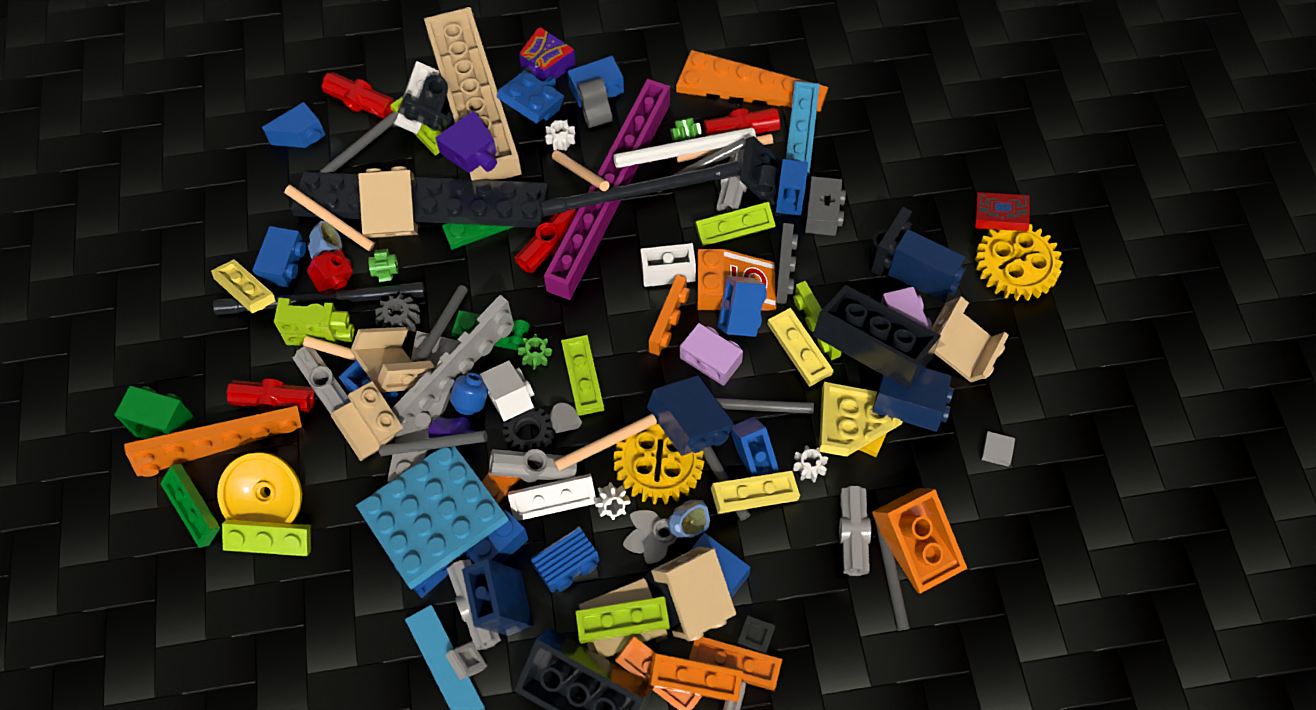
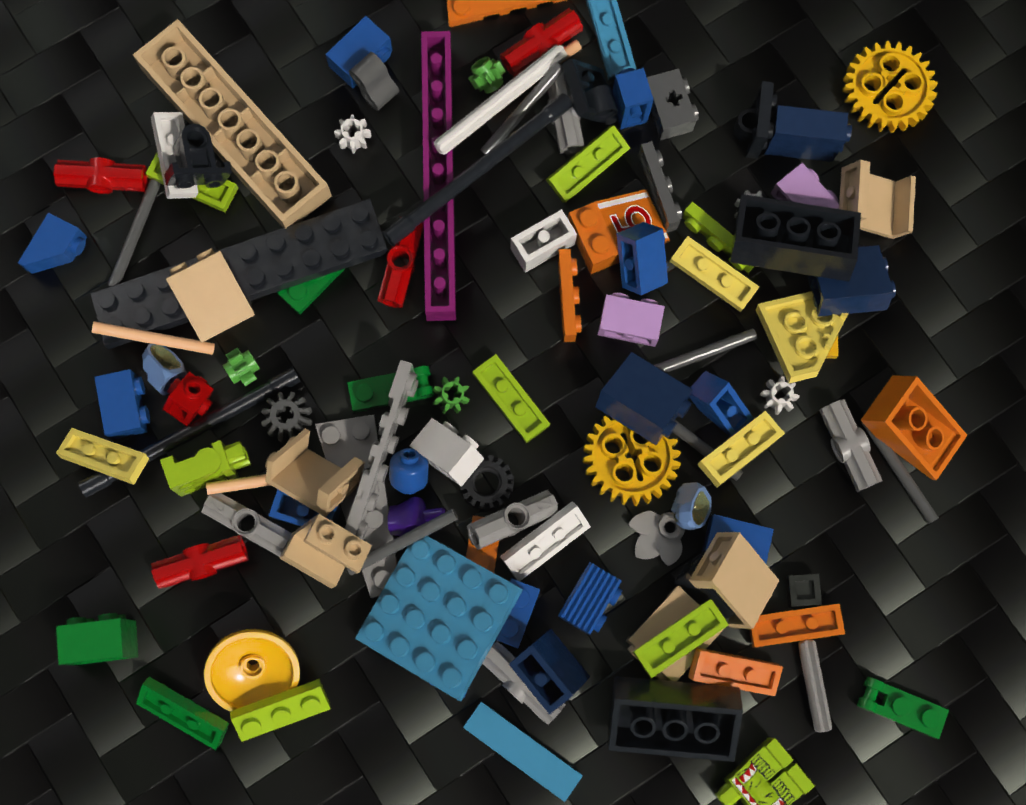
camera: 30 degrees left, 15 degrees up
(161, 452) = (112, 685): orange wing -> none
(441, 324) = (339, 416): dark grey bar -> none
(466, 660) = (543, 740): light grey tile -> none
(468, 144) = (270, 194): dark purple torso -> none
(531, 96) = (301, 102): blue plate -> none
(546, 56) = (288, 45): torso -> none
(564, 418) = (515, 452): light grey tile -> none
(580, 170) = (401, 171): light nougat bar -> none
(605, 442) = (574, 464): light nougat bar -> none
(611, 501) = (606, 519): white gear -> none
(695, 678) = (773, 661): orange plate -> none
(998, 449) = (948, 300): light grey tile -> none
(1003, 211) = (854, 37): red tile -> none

